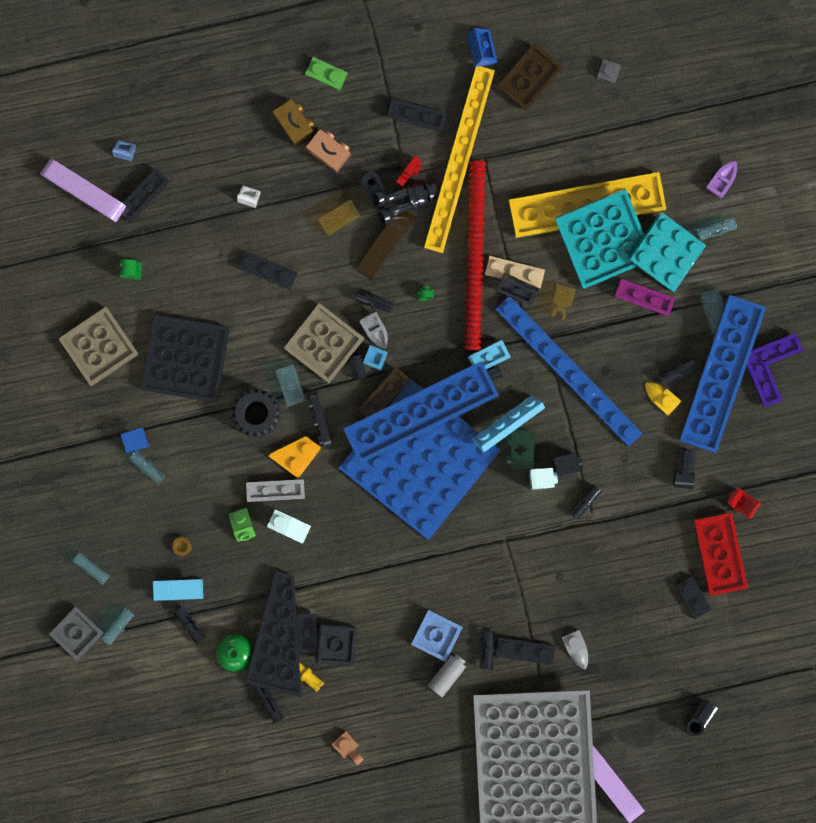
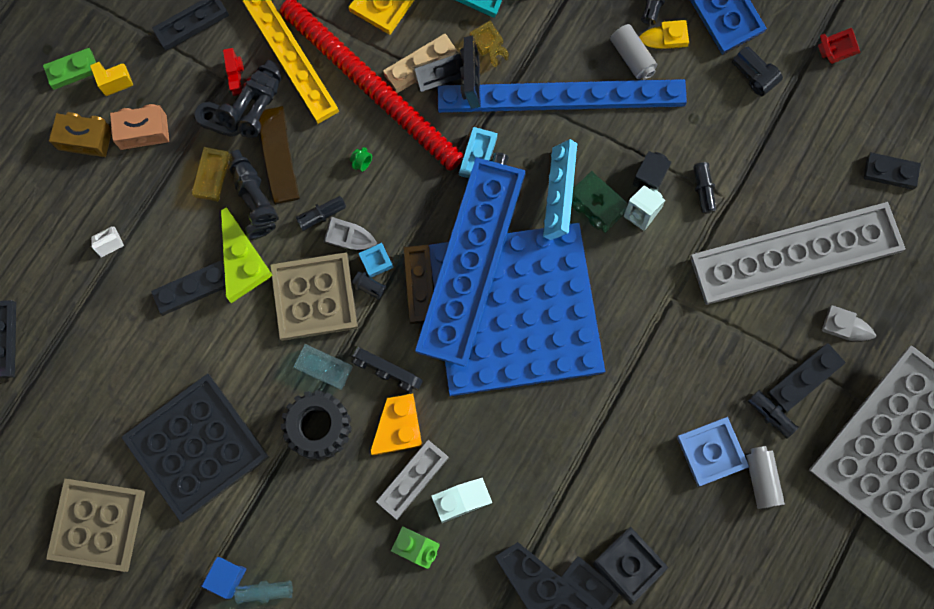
camera: 45 degrees left, 10 degrees down
(130, 269) = (53, 420): green leg -> none
(305, 287) = (241, 261): none -> lime wing
(342, 104) = (112, 79): none -> yellow panel
(350, 246) = (248, 187): none -> black piece
(531, 309) = (470, 72): none -> black plate
(593, 586) = (797, 253): none -> light grey plate
(632, 390) = (634, 52): none -> light grey brick
(720, 554) = (871, 109): red plate -> none

